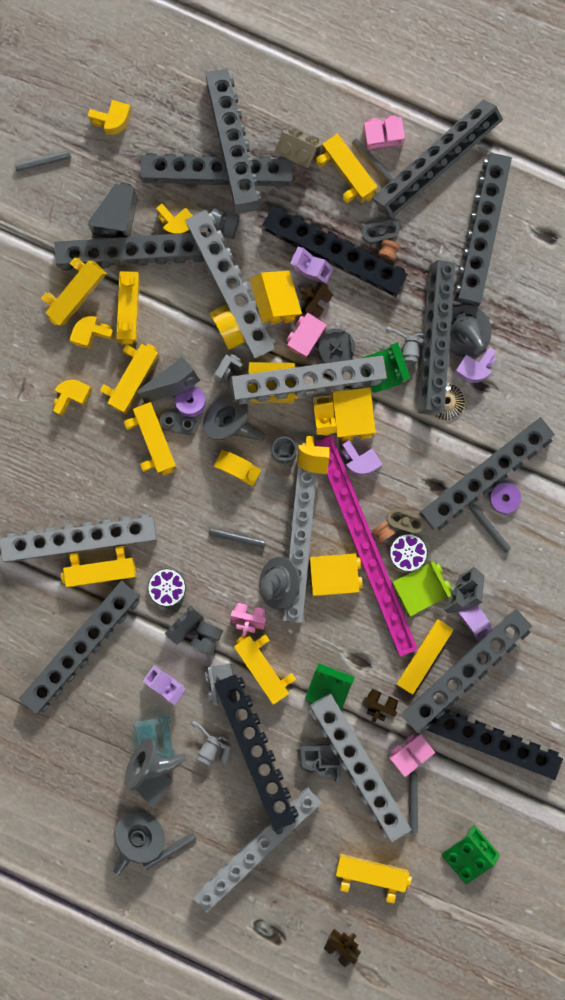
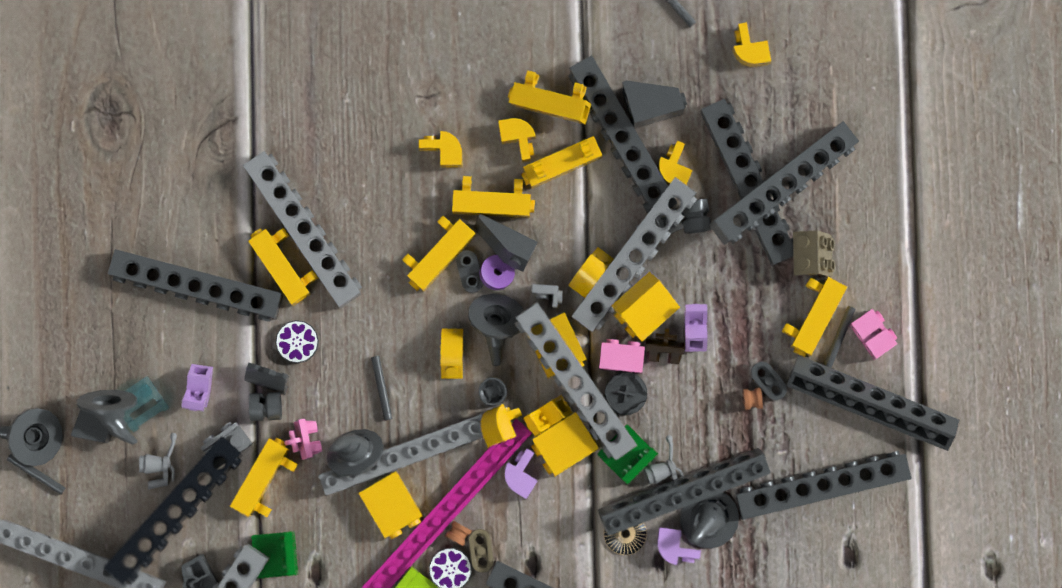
camera: 65 degrees right, 0 degrees up
(279, 214) = (719, 267): black brick -> none

